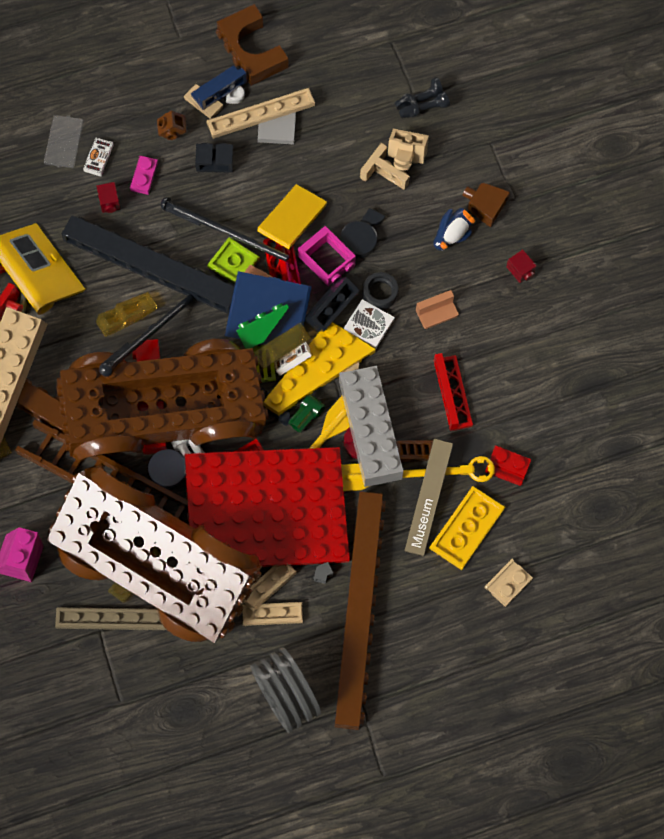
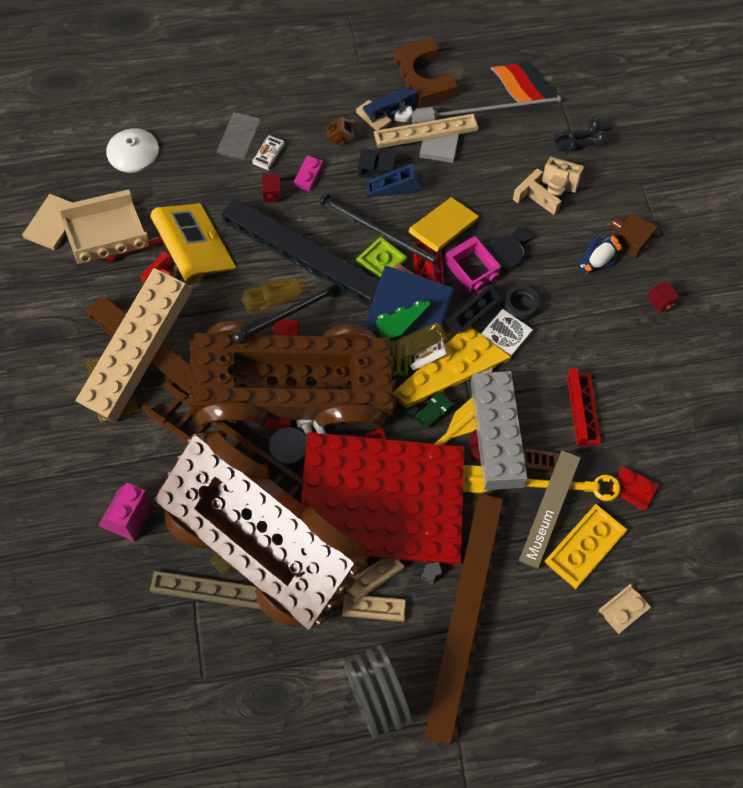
camera: 10 degrees right, 5 degrees down
(237, 175) = (397, 182): none -> dark blue slope
(355, 43) = (521, 82): none -> flag
(436, 310) = (575, 327): nougat panel -> none

